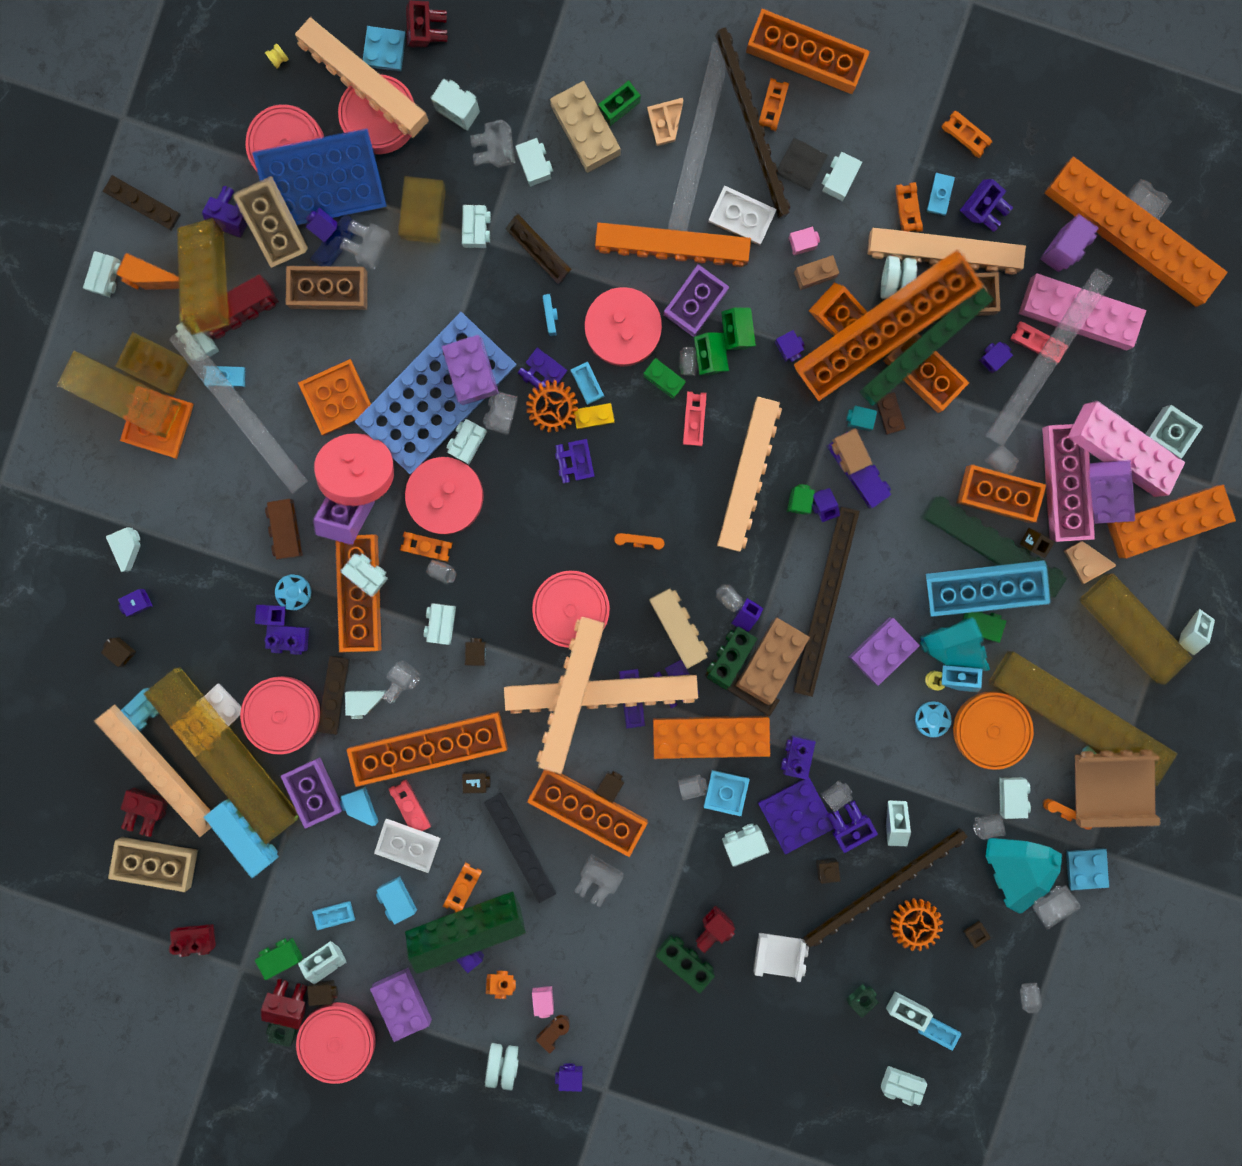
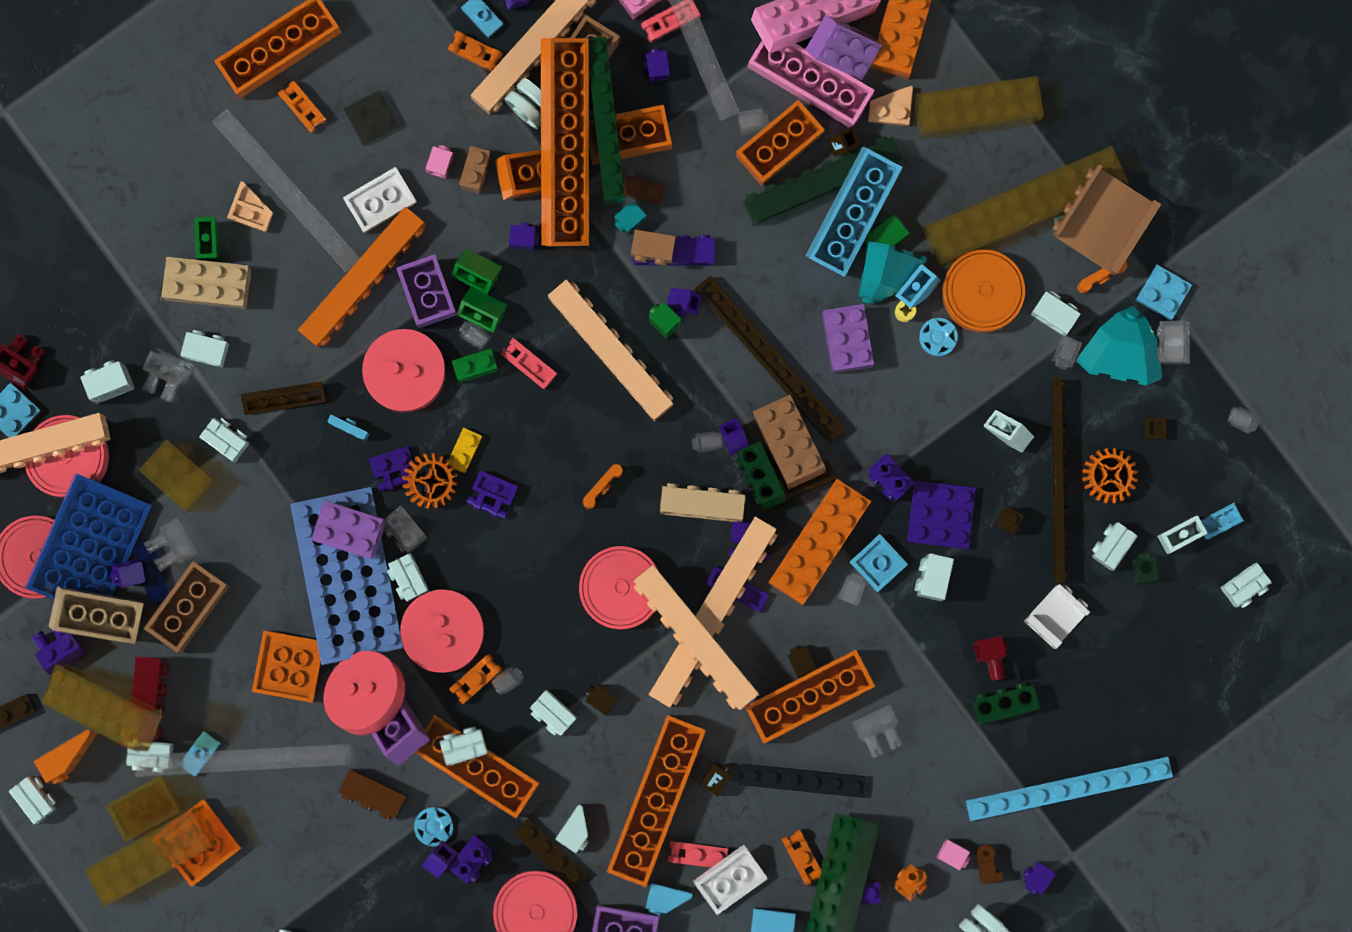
camera: 55 degrees left, 5 degrees down
(402, 677) = (579, 778): clear brick -> none
(587, 383) = (431, 436): medium azure plate -> none
(654, 1054) = (1069, 788): none -> medium azure plate
(750, 117) = (298, 133): dark brown plate -> none
(837, 796) = (948, 467): clear brick -> none
(842, 176) = (406, 90): light aqua brick -> none
(854, 833) = (991, 473): dark purple brick -> none
(864, 964) = (1114, 545): none -> light aqua brick
(1197, 632) = (1019, 56): light aqua slope -> none

